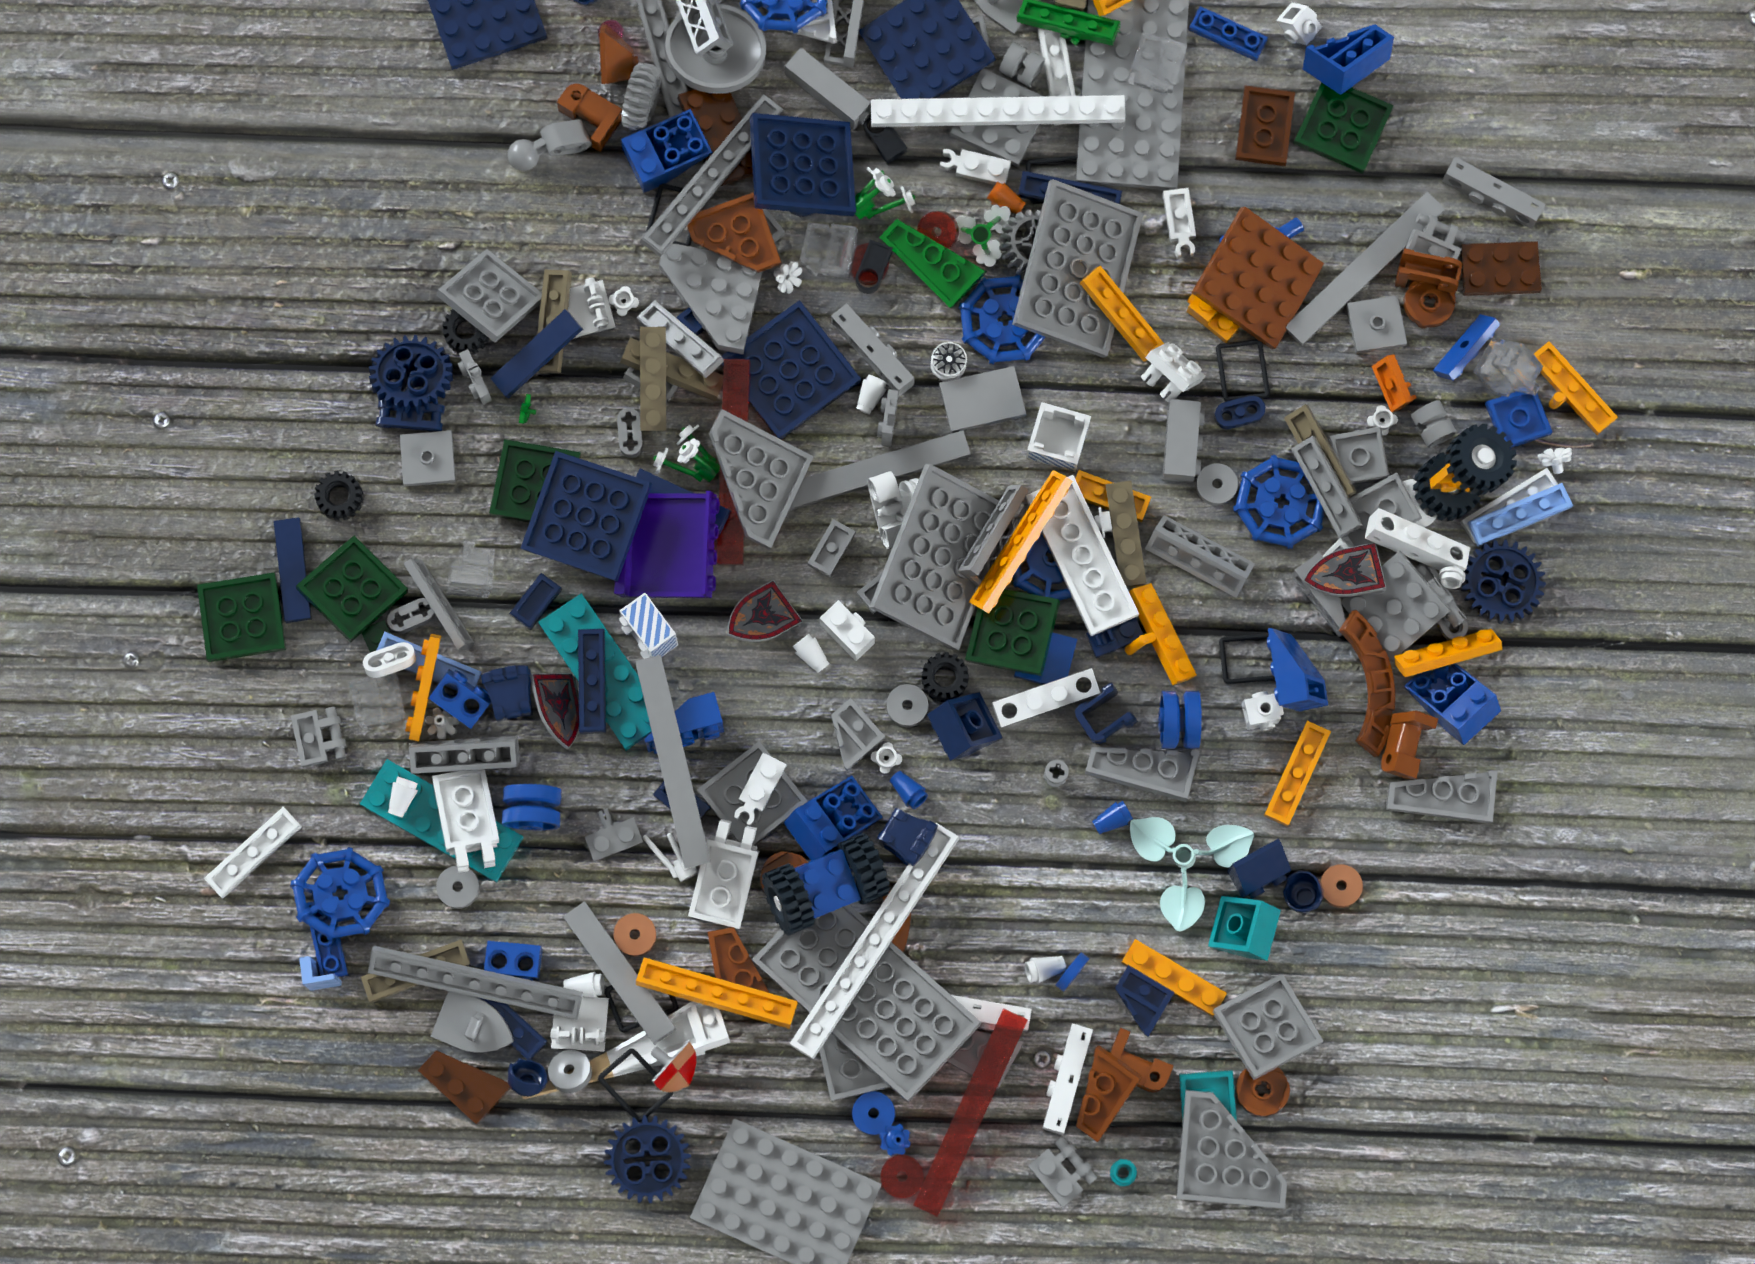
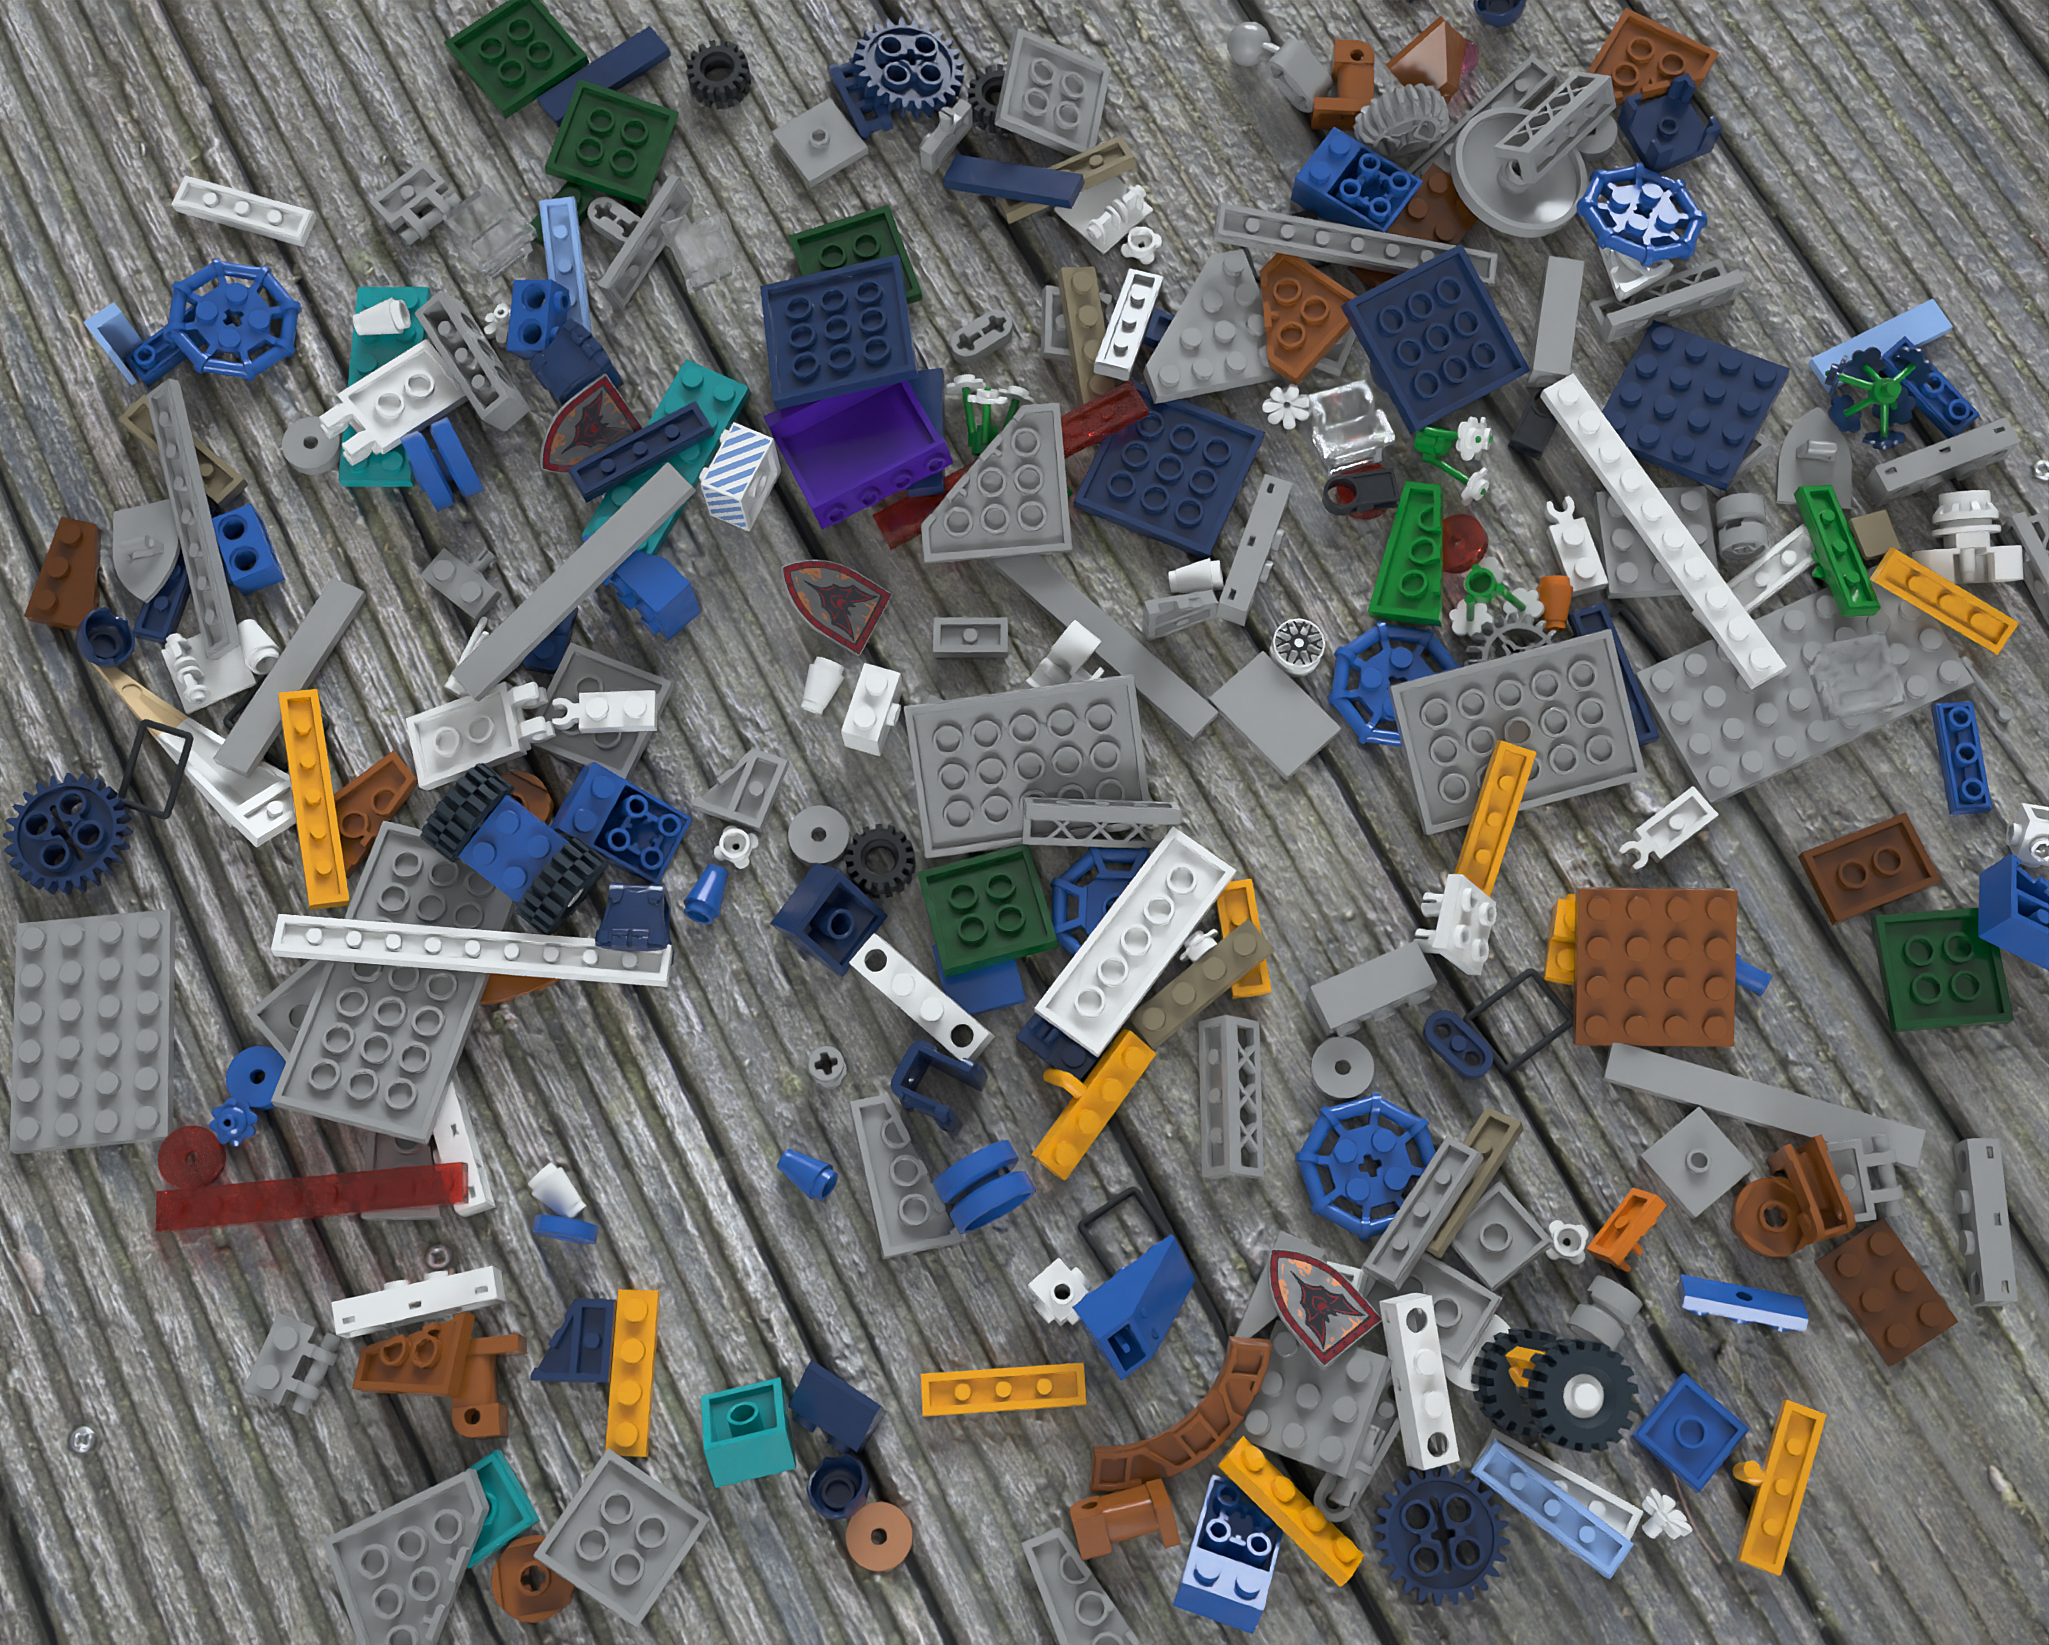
camera: 65 degrees right, 5 degrees down
(389, 660) = (536, 214): white plate -> none
(420, 698) = (542, 264): light orange plate -> none
(525, 410) = (938, 209): green plant -> none
(535, 601) = (712, 345): dark blue tile -> none
(577, 1079) = (139, 672): light grey piece -> none
(638, 946) = (341, 661): nougat piece -> none
(652, 378) = (1056, 315): dark tan plate -> none
(677, 1070) = (186, 801): shield -> none
(1021, 541) = (1119, 851): light orange plate -> none
(1058, 437) = (1280, 830): white container -> none
(1132, 1172) = (317, 1444): teal plate -> none
(1154, 837) = (739, 1327): light aqua plant -> none
(1452, 577) = (1400, 1456): white plate -> none
(1508, 367) = (1750, 1373): clear plate -> none

